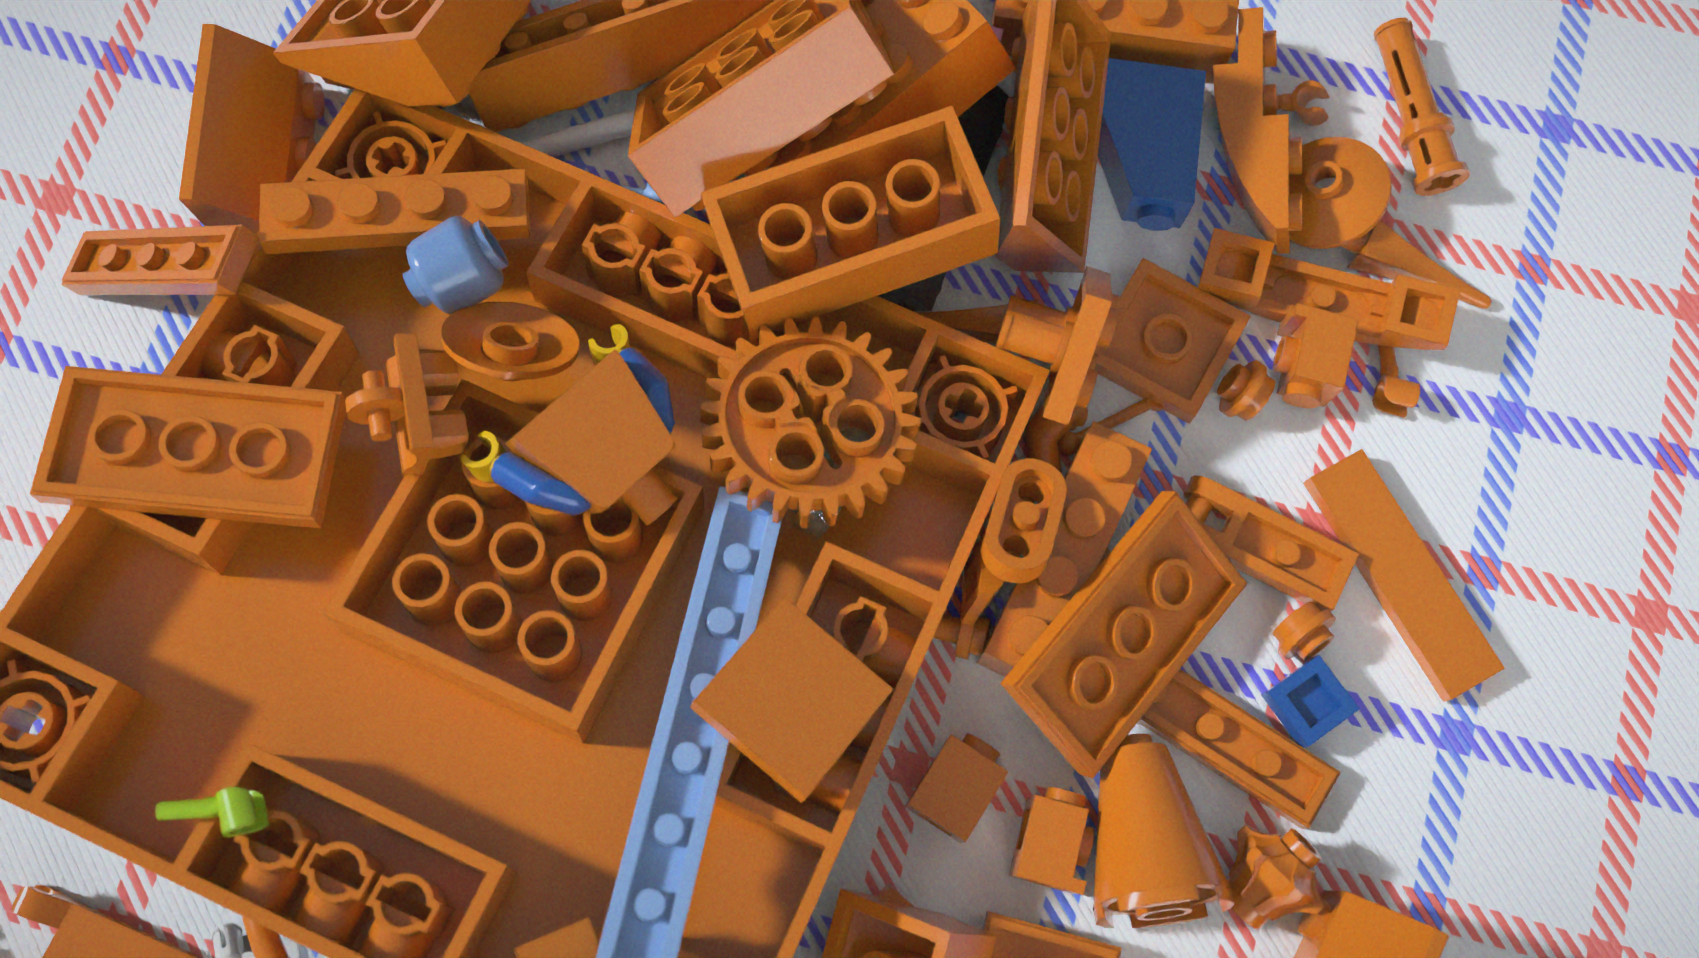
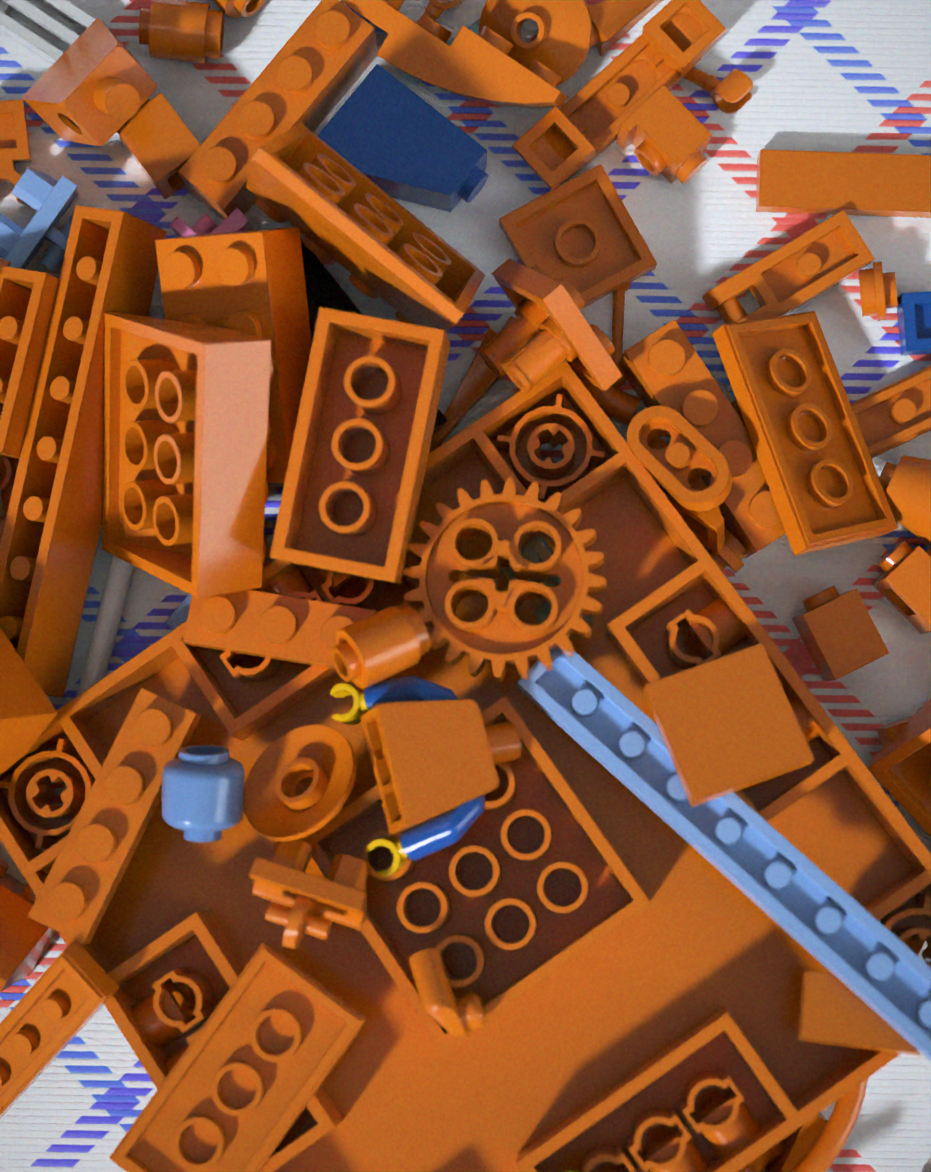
camera: 55 degrees left, 10 degrees up
(367, 579) = (439, 1000): none -> orange arm
(650, 261) = (269, 625): none -> orange plate
(677, 336) = (380, 646): none -> orange brick
(1245, 390) = (660, 209): orange plate -> none

